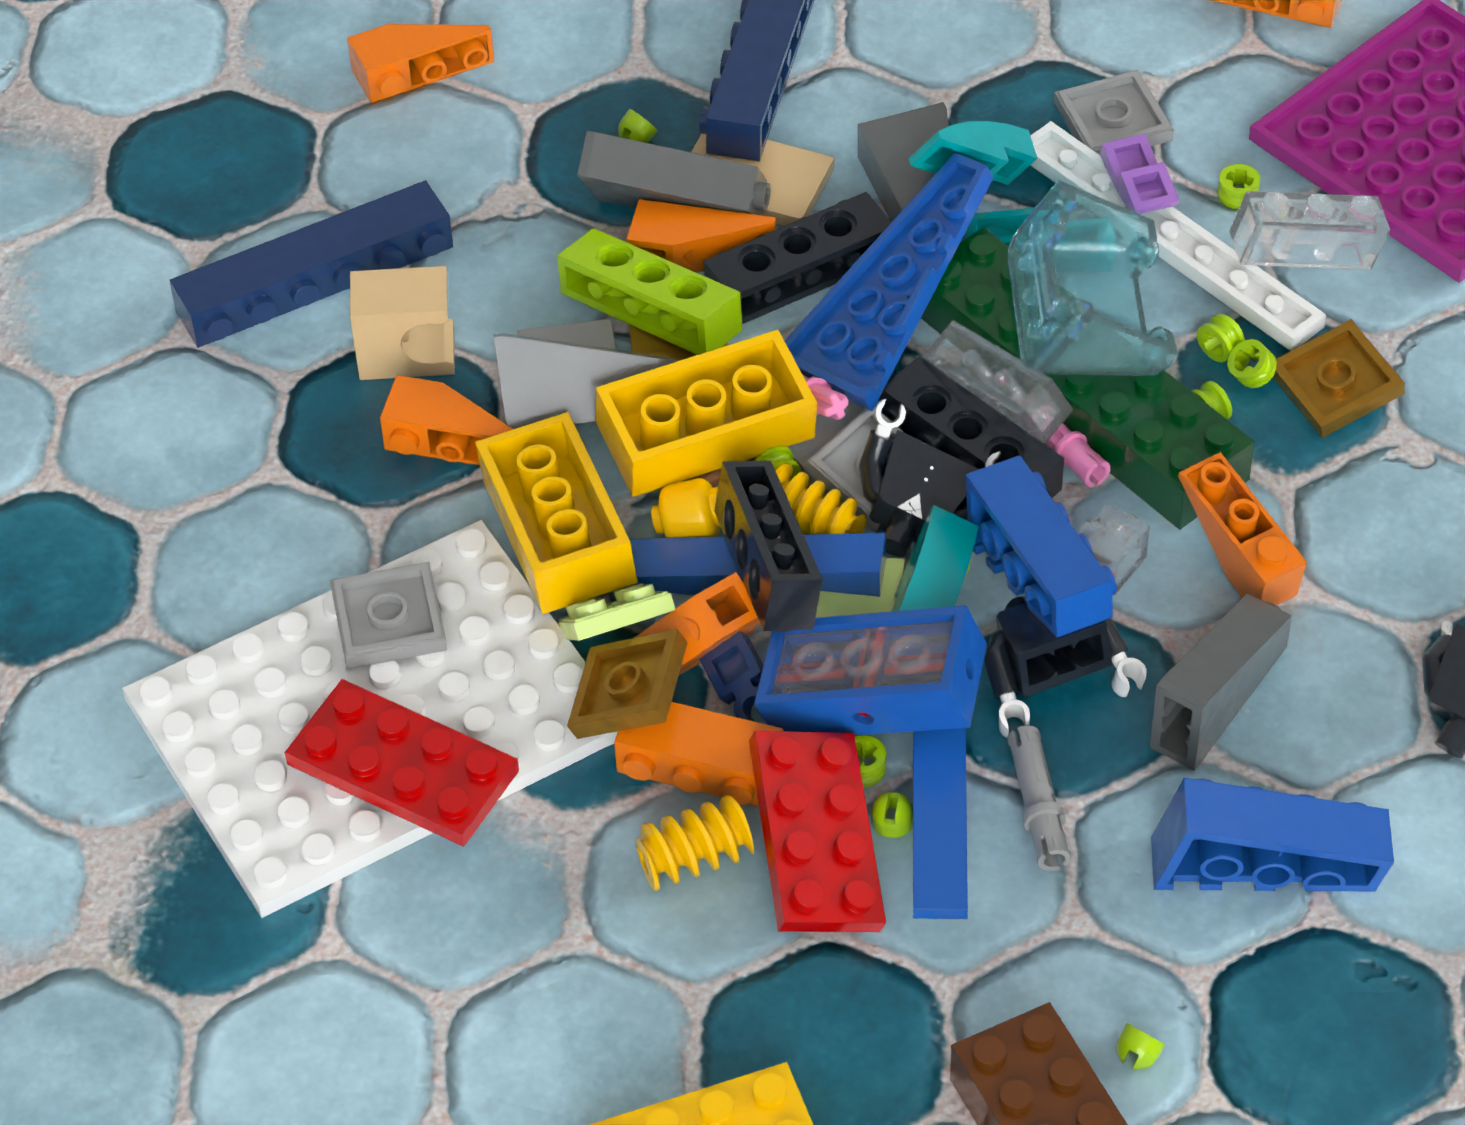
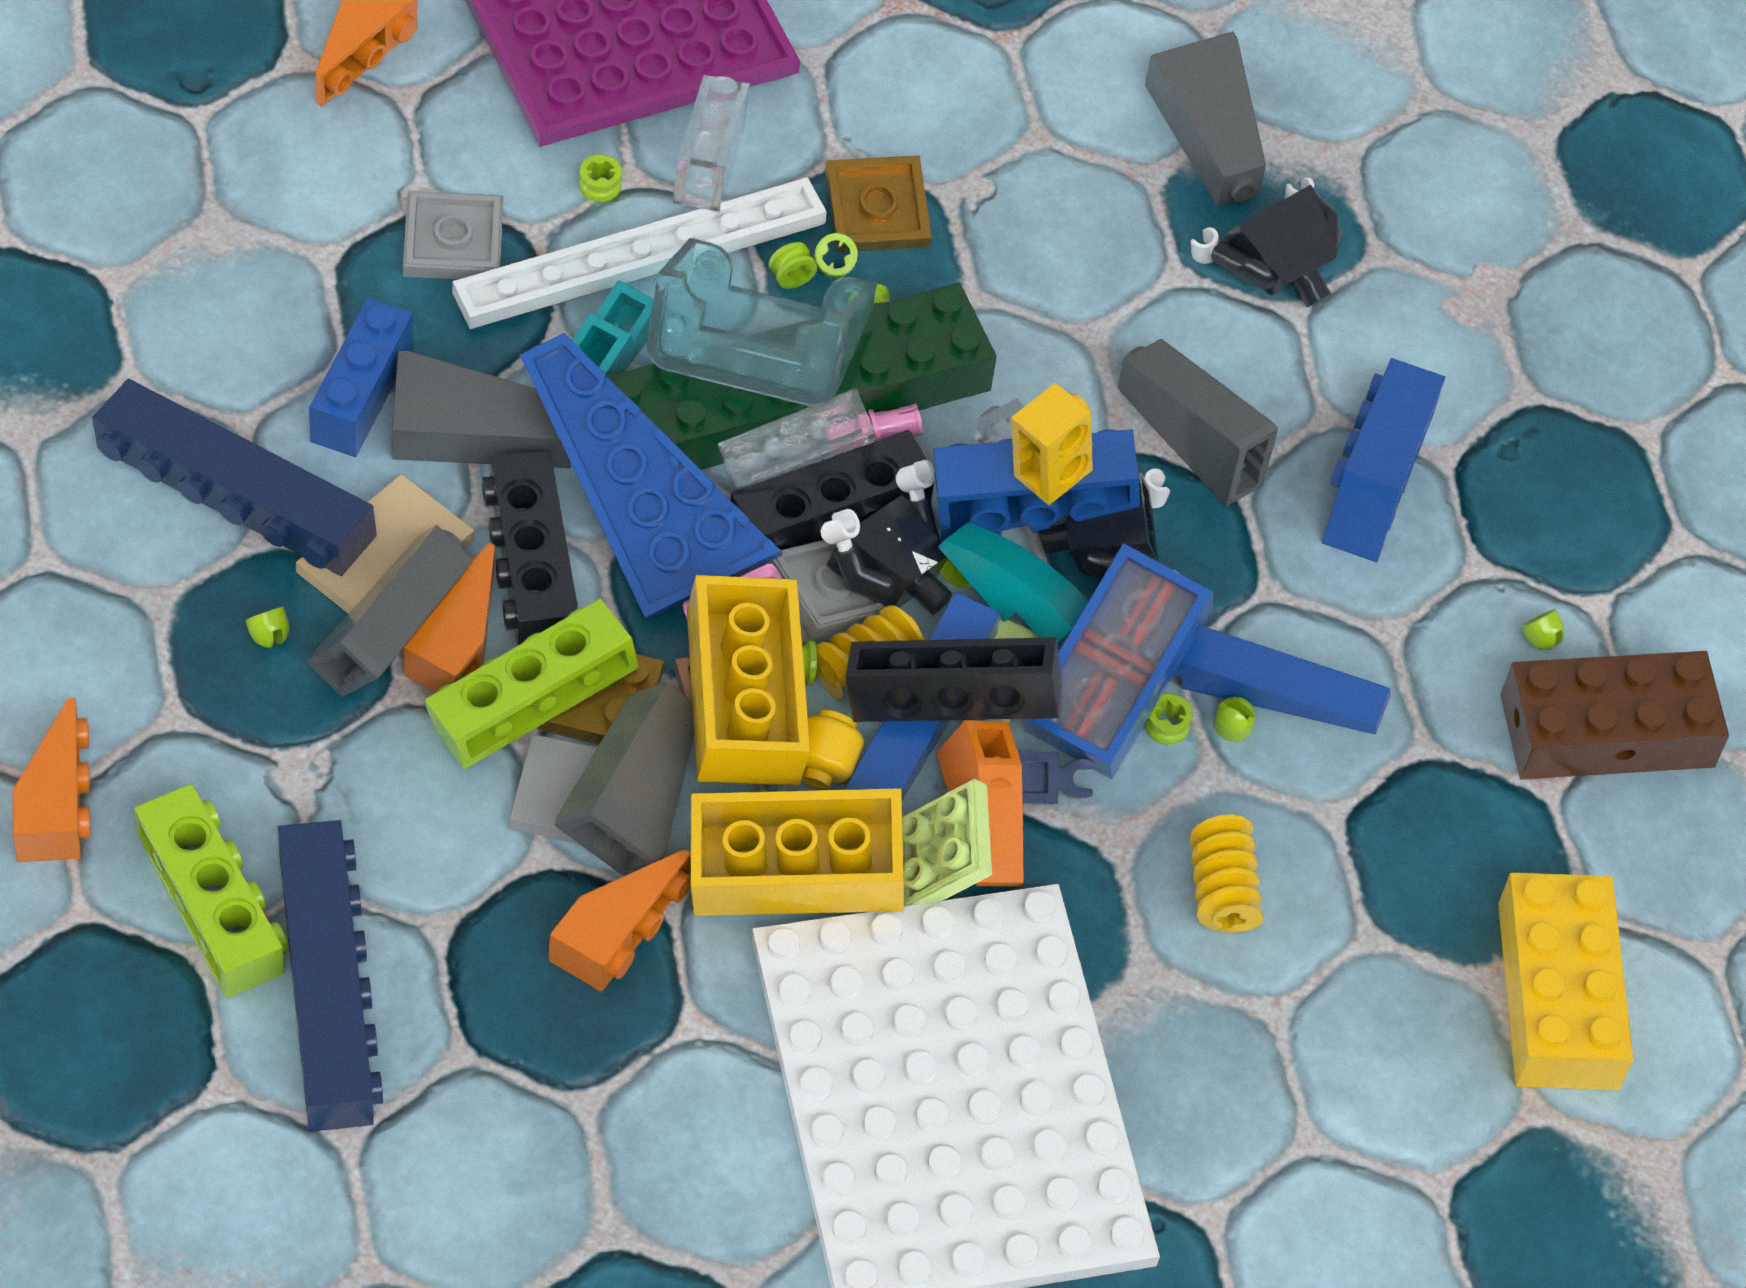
camera: 80 degrees left, 5 degrees up
(363, 165) = (234, 959): none -> lime brick
(388, 615) = (860, 1038): light grey tile -> none
(402, 322) = (477, 907): tan piece -> none
(402, 762) = (1049, 1079): red plate -> none
(627, 684) = (1050, 856): pearl gold plate -> none
(693, 752) = (1118, 838): orange brick -> none
(816, 832) = (1254, 773): red plate -> none
(894, 88) = (360, 377): none -> blue brick
(999, 146) = (491, 346): teal slope -> none
(1031, 503) = (1052, 443): none -> yellow brick
(1042, 814) = (1271, 603): light grey pin -> none
(1137, 175) = (588, 242): medium lavender slope -> none
(1242, 532) = (1055, 337): orange slope -> none

